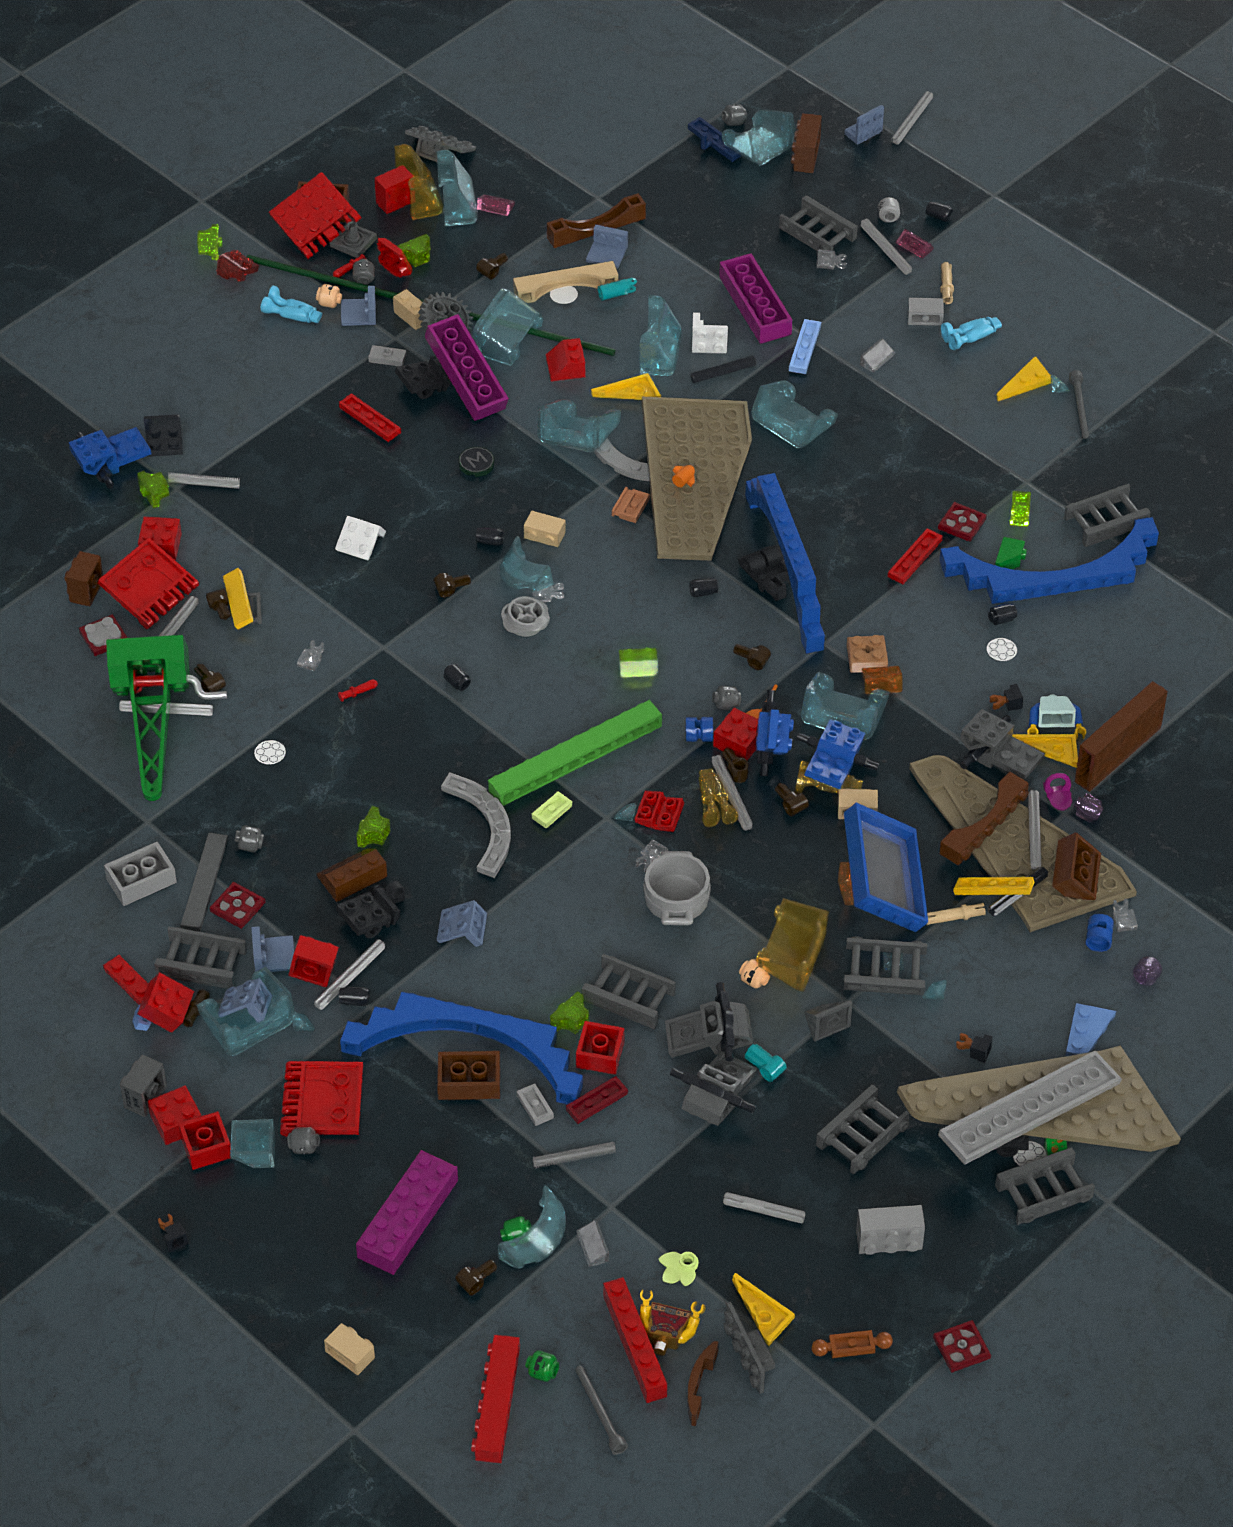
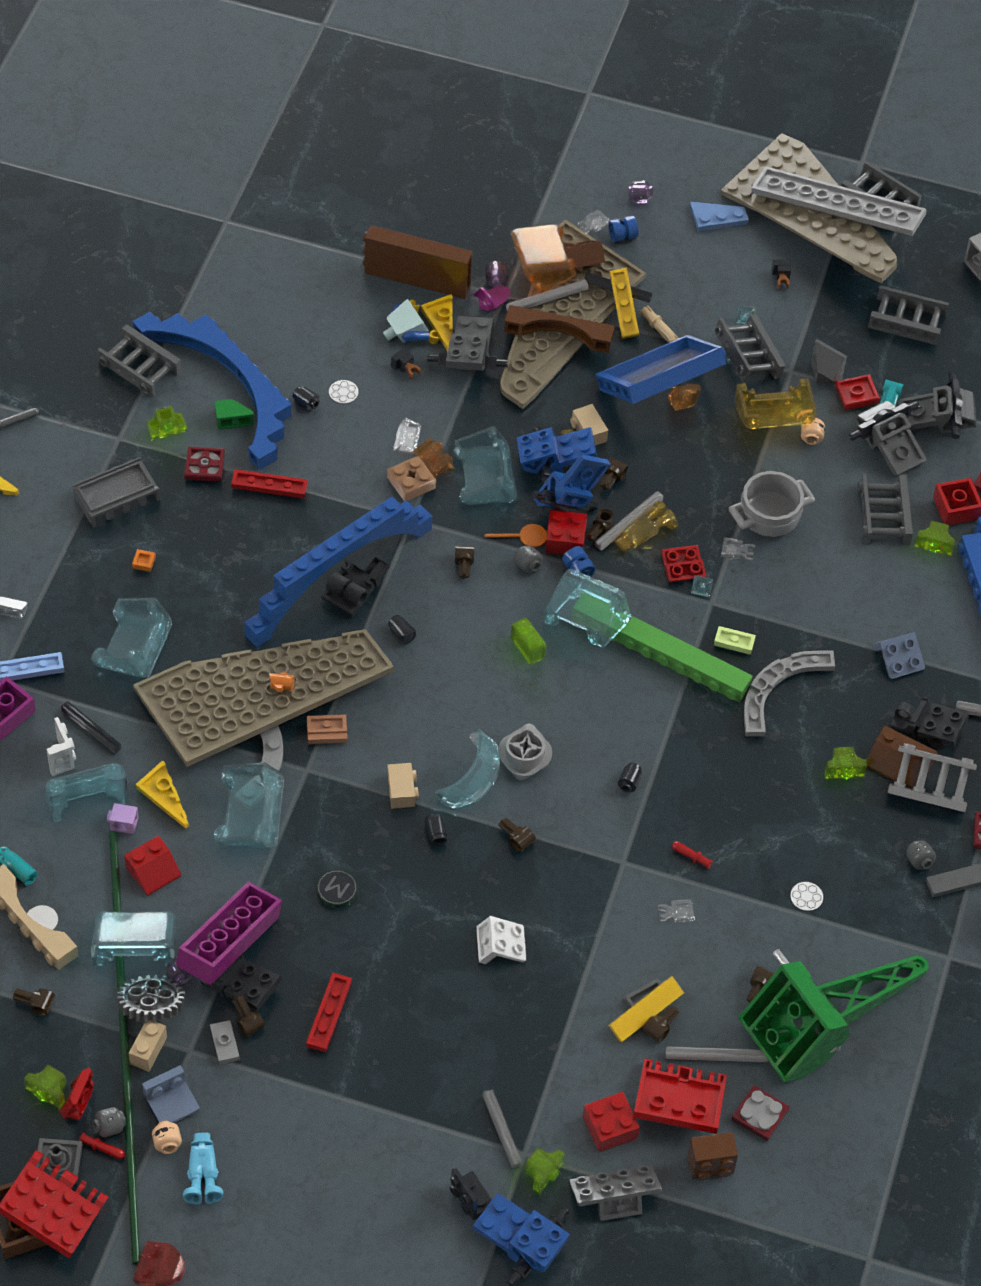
camera: 120 degrees left, 5 degrees up
(106, 520) = (617, 1191): none -> dark grey bracket
(311, 871) = (918, 792): none -> light grey fence
(389, 367) = (249, 1020): none -> dark brown axle
(620, 358) = (123, 818): none -> lavender brick
(625, 701) = (588, 605): none -> clear light blue windscreen
(786, 1037) = (857, 392): none -> red plate
(875, 449) = (143, 560): none -> orange plate
(919, 672) = (407, 437): none -> clear slope
(961, 454) = (114, 490): none -> window
(1084, 827) = (543, 256): none -> clear orange windscreen

